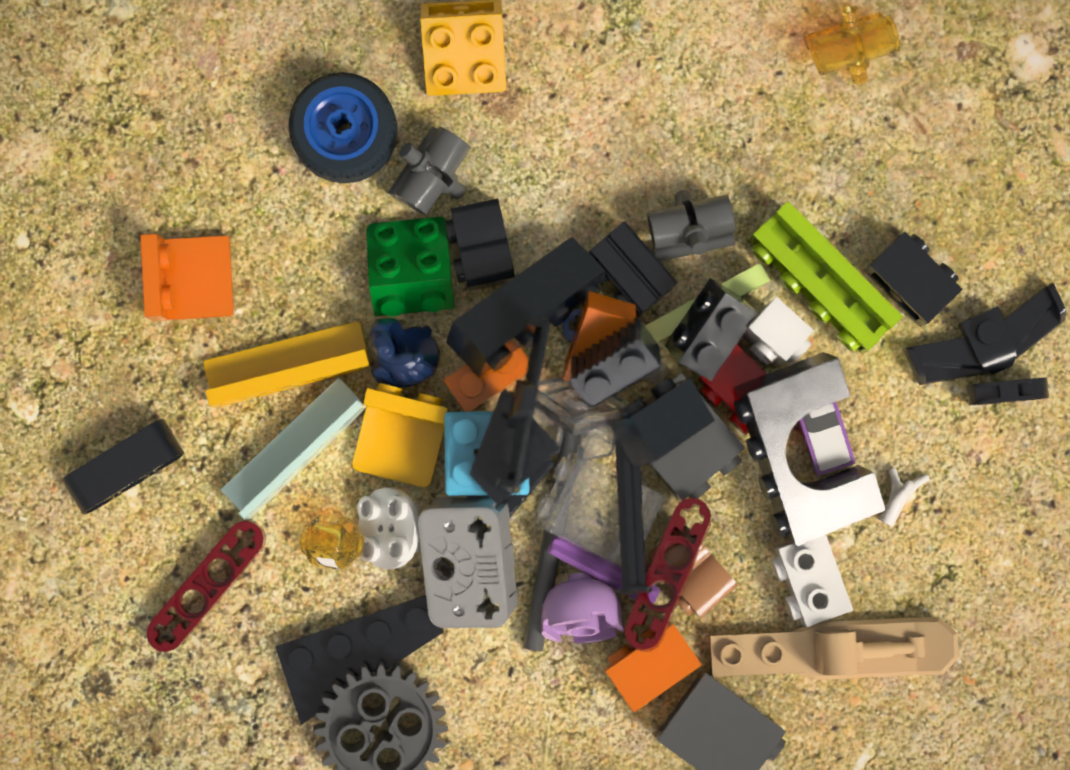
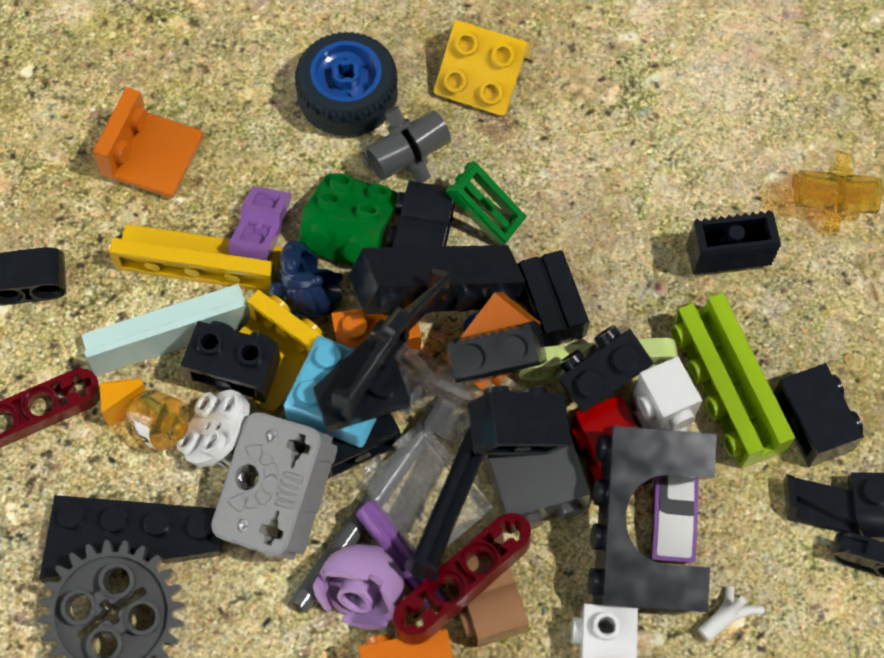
camera: 25 degrees right, 20 degrees down
(287, 535) = (116, 397): none -> light orange slope
(328, 307) = (260, 223): none -> medium lavender slope
(372, 461) = (231, 360): none -> black brick
(506, 193) = (464, 189): none -> green tile
(691, 226) = (623, 285): dark grey pin -> none
(777, 142) = (733, 242): none -> black brick

